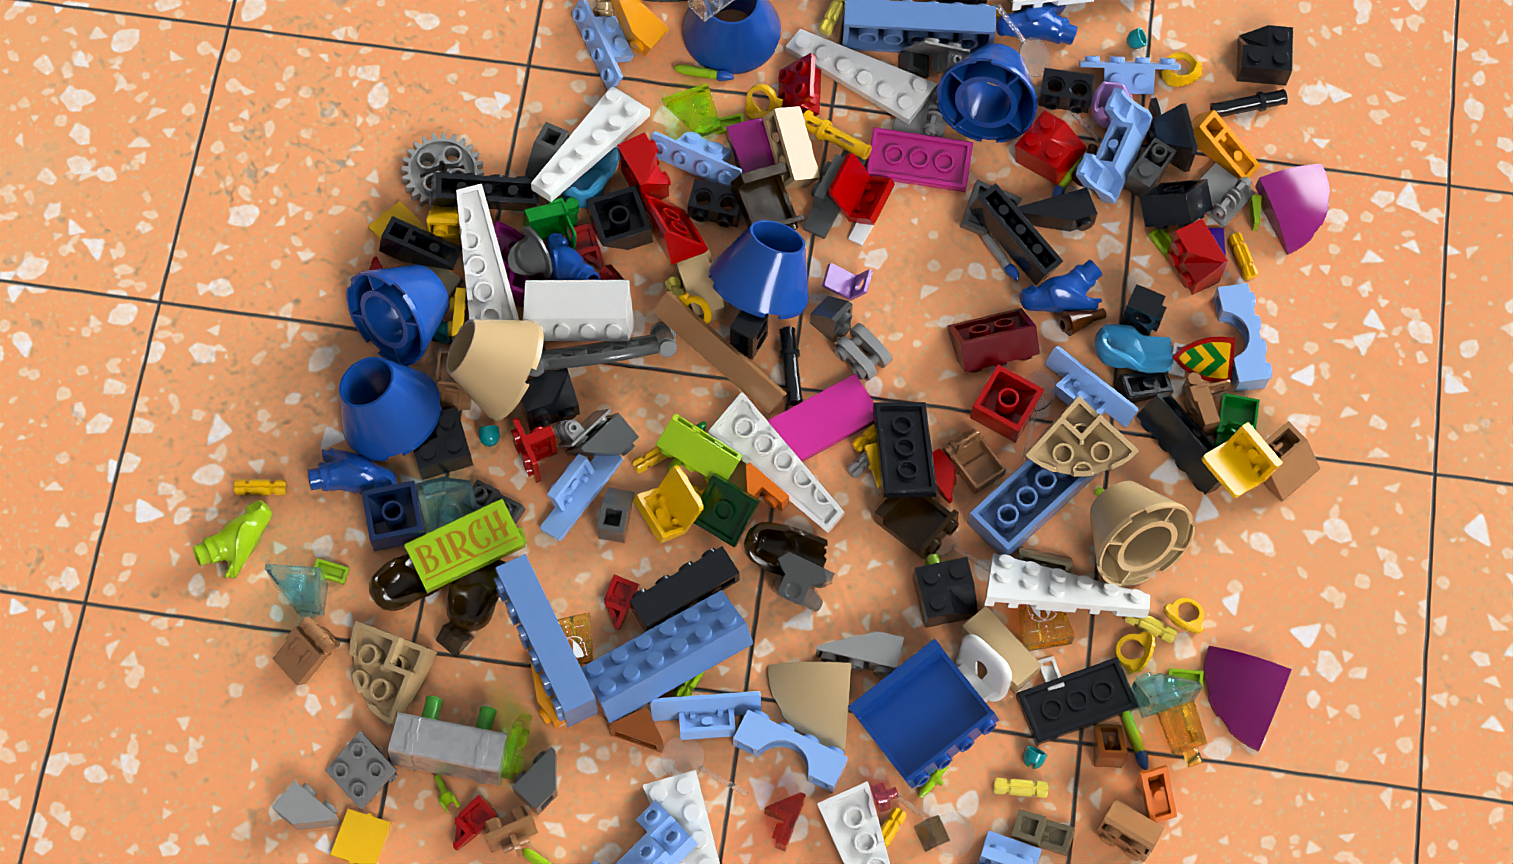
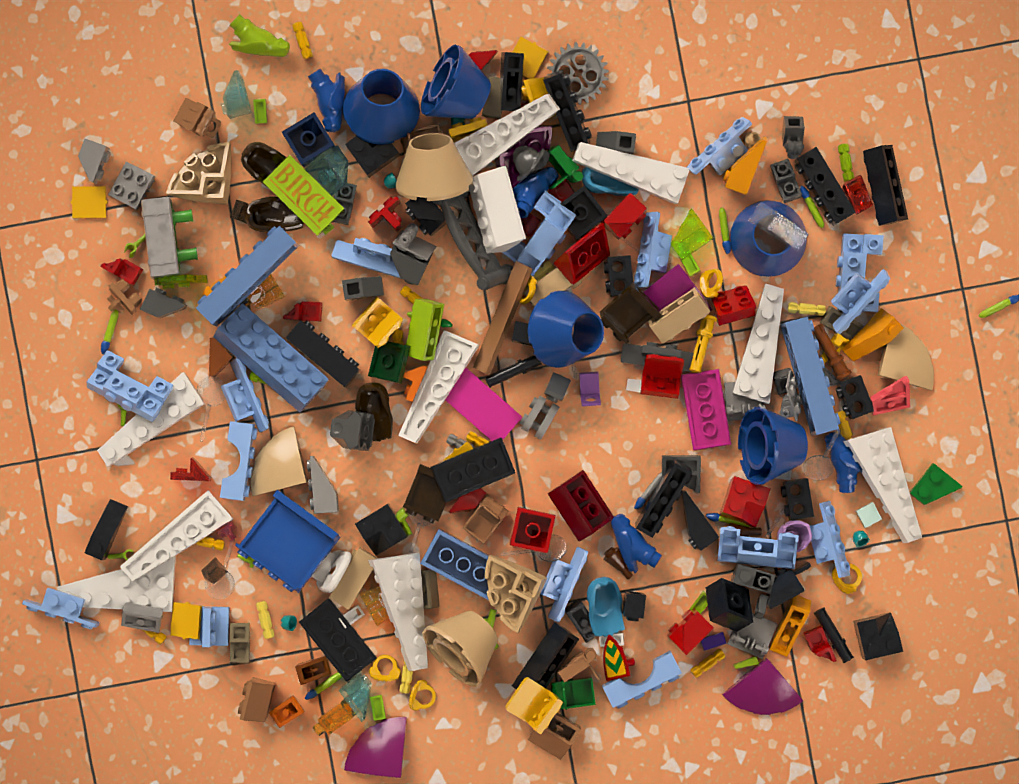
camera: 70 degrees right, 20 degrees up
(632, 261) = (546, 236): none -> light blue bracket
(1110, 23) = (868, 514): none -> light aqua tile
(1188, 169) = (761, 606): none -> dark grey tile
(1254, 125) = (818, 643): none -> red slope

